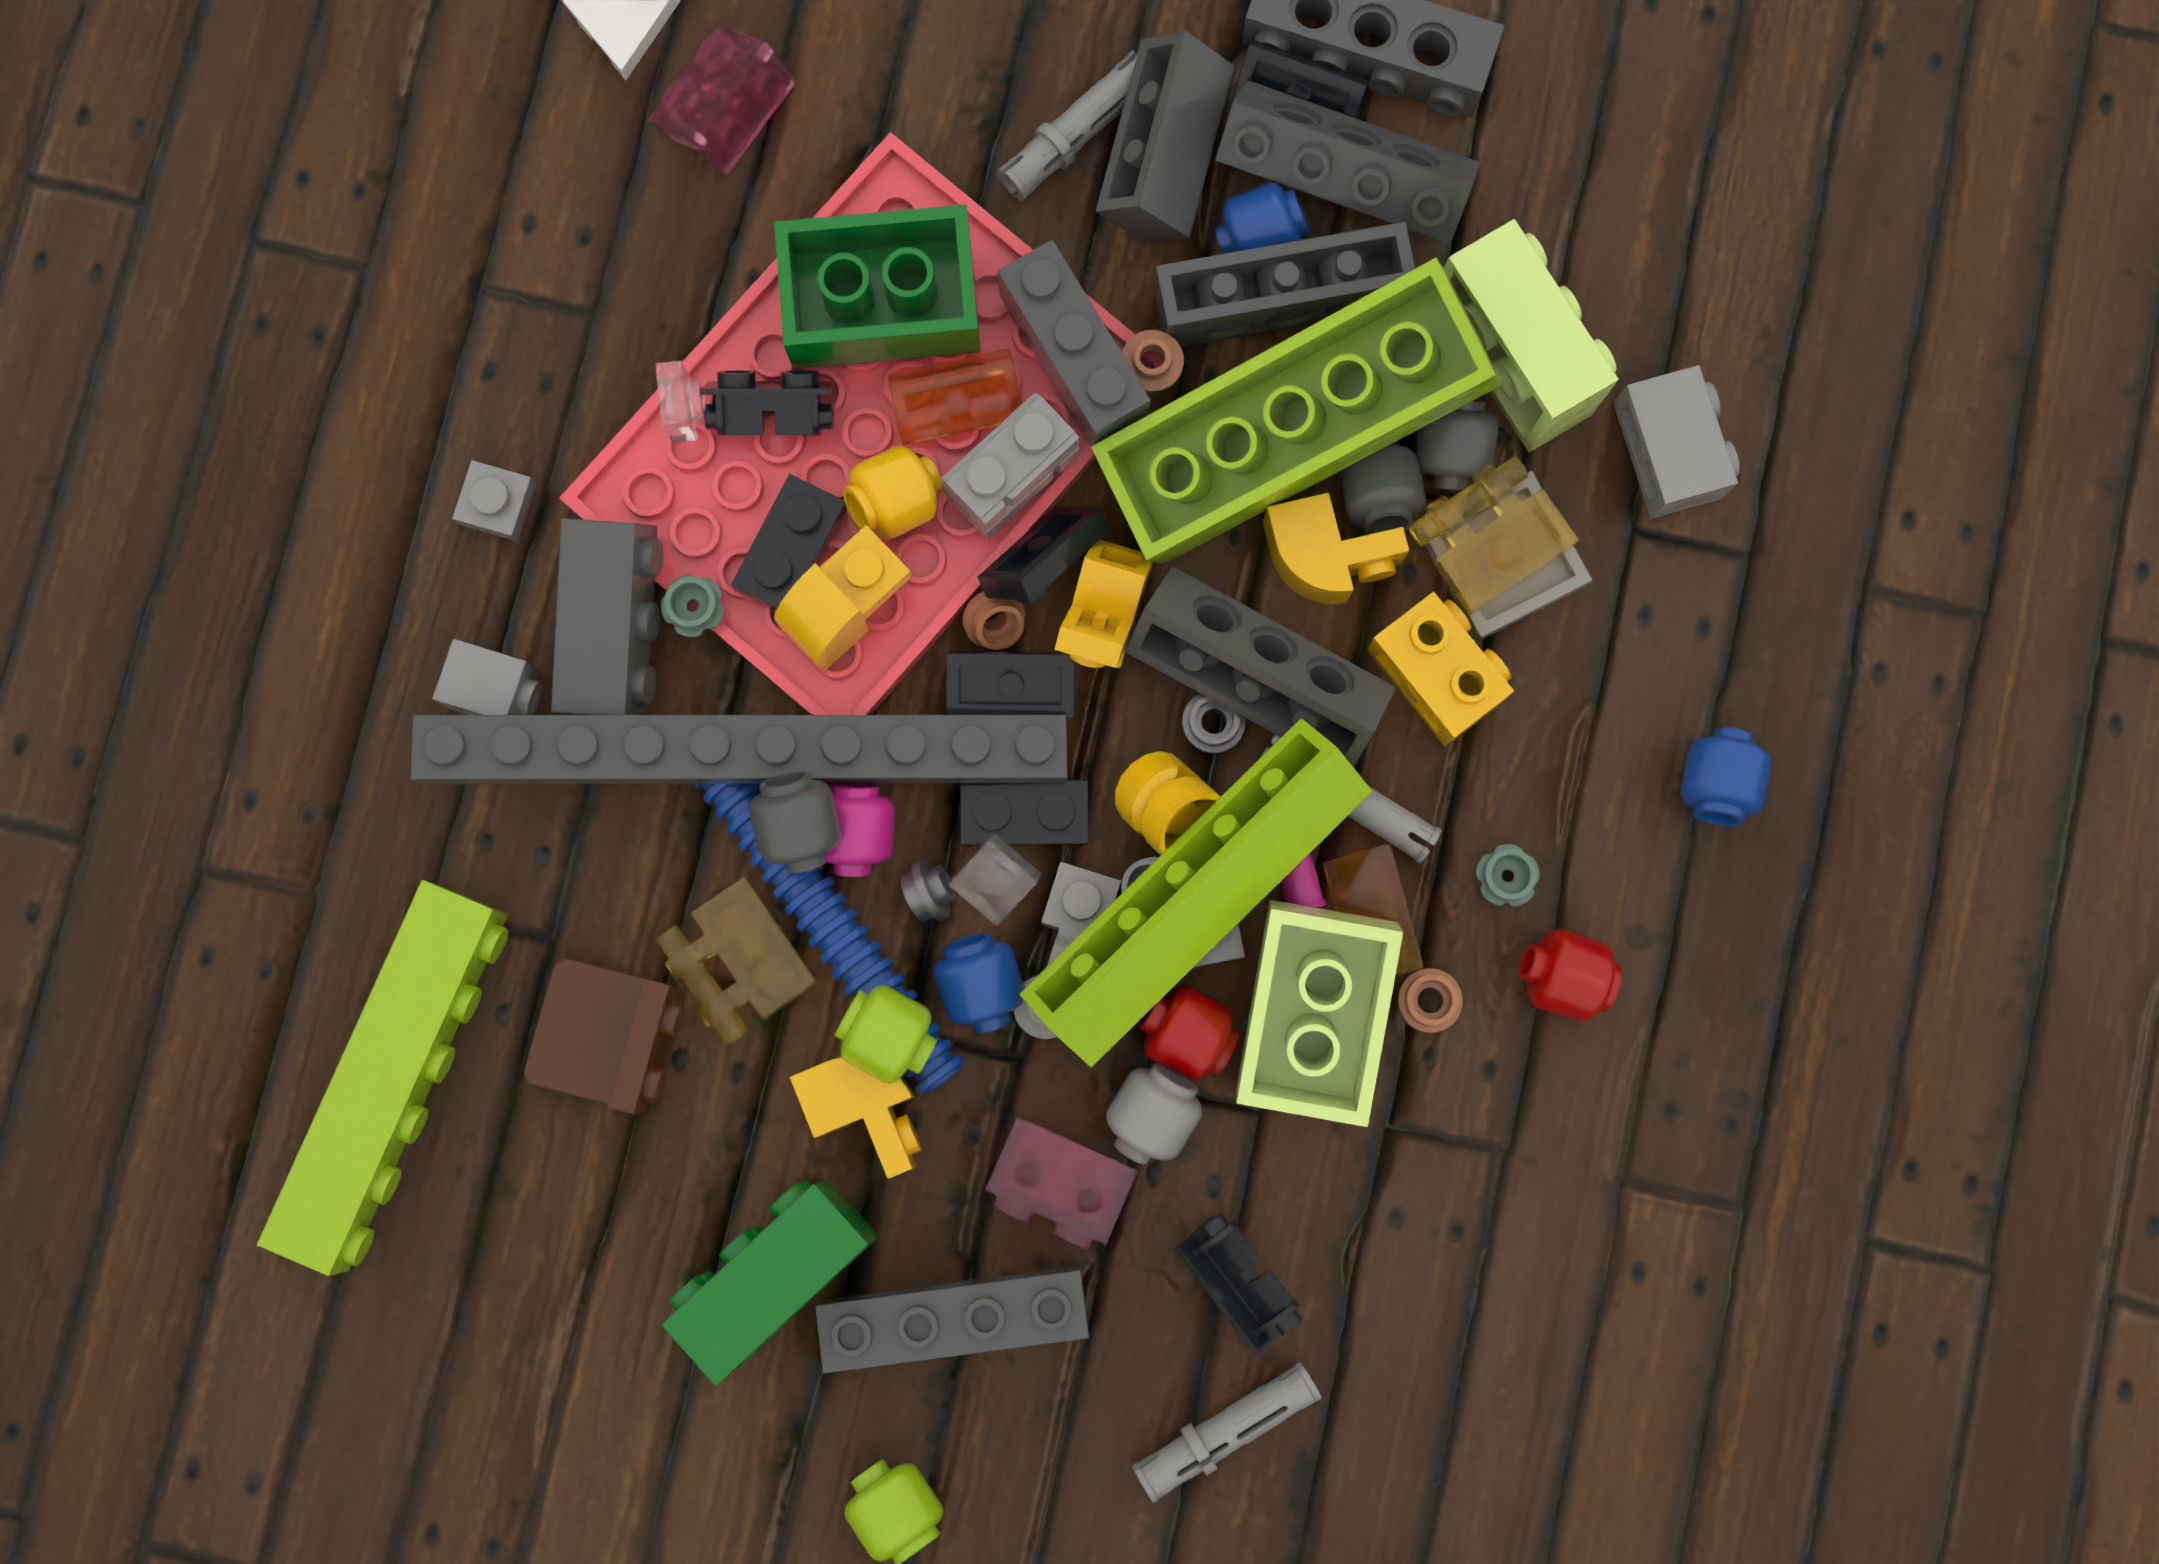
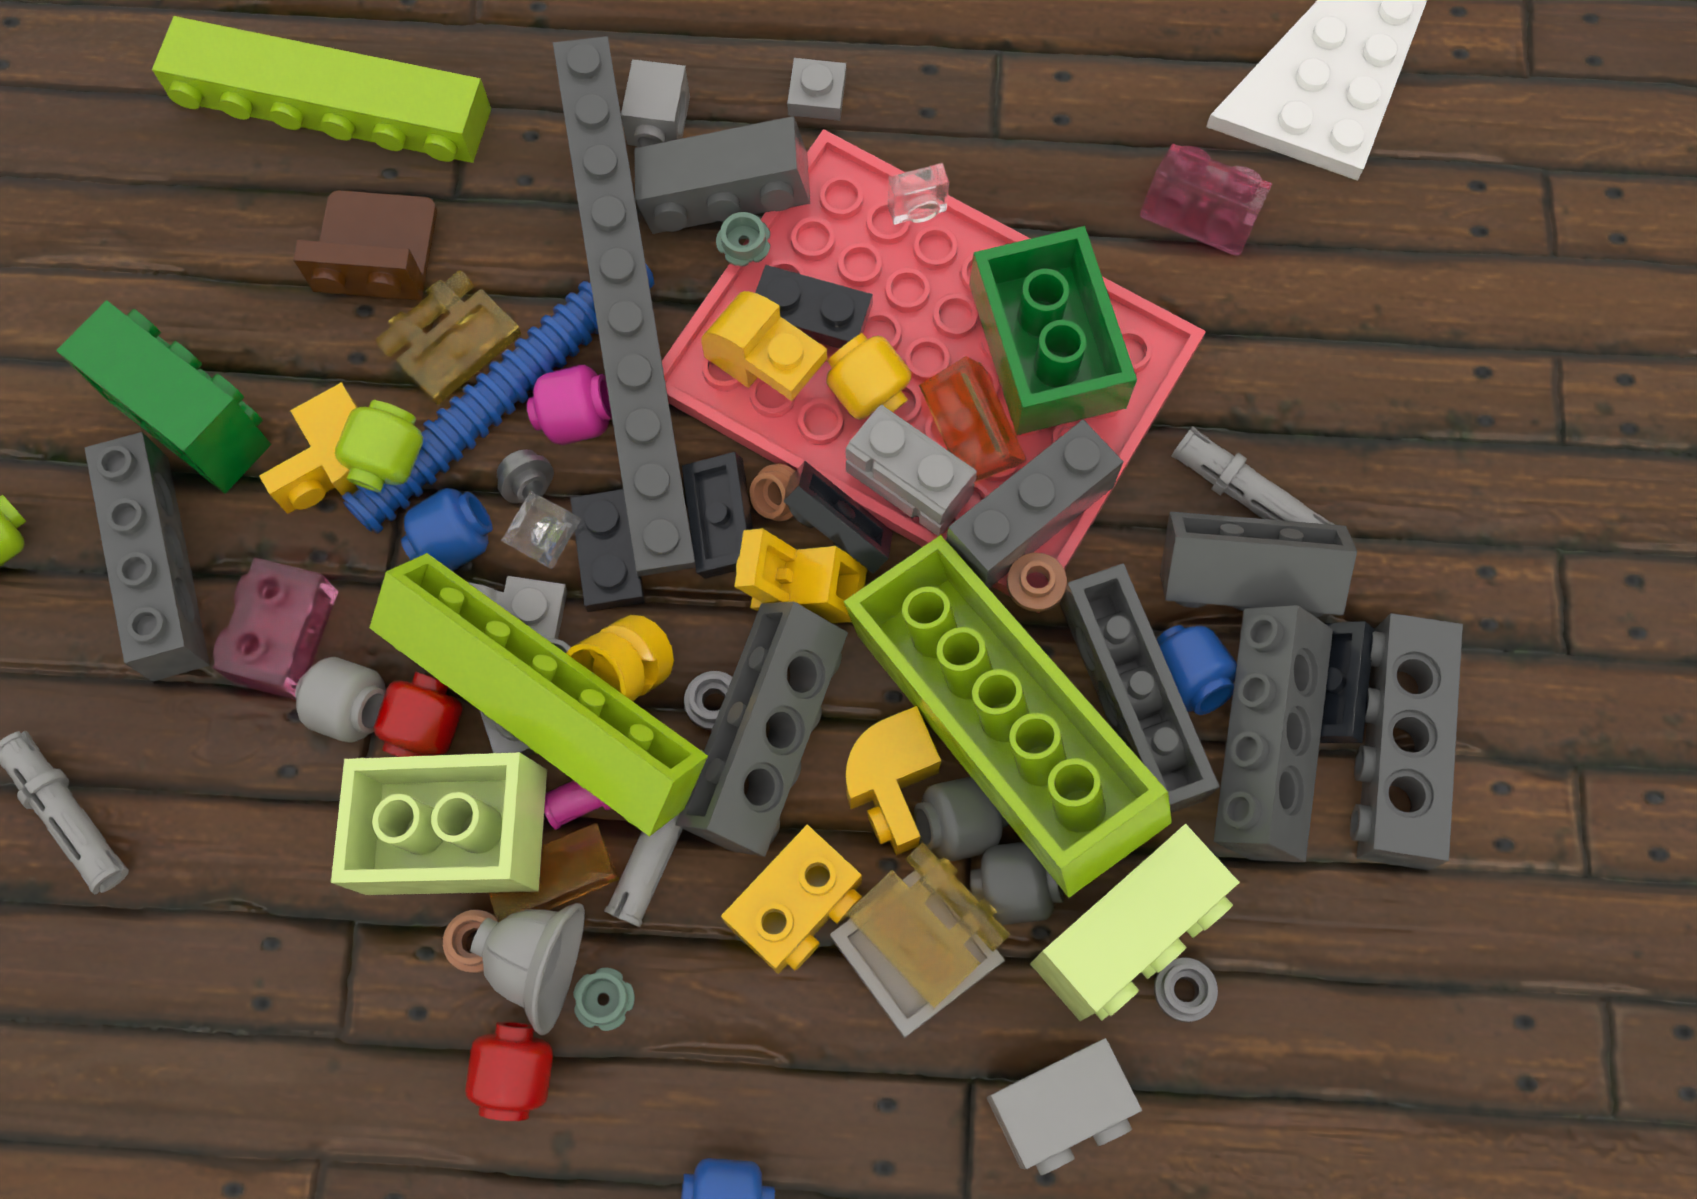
camera: 80 degrees right, 10 degrees down
(743, 401) = (943, 286): black hinge -> none
(795, 821) = (557, 341): dark grey head -> none
(1223, 1266) = (191, 798): black hinge -> none
(1465, 937) = (532, 959): none -> light grey hat
(1596, 298) = (1203, 982): none -> flat silver plate

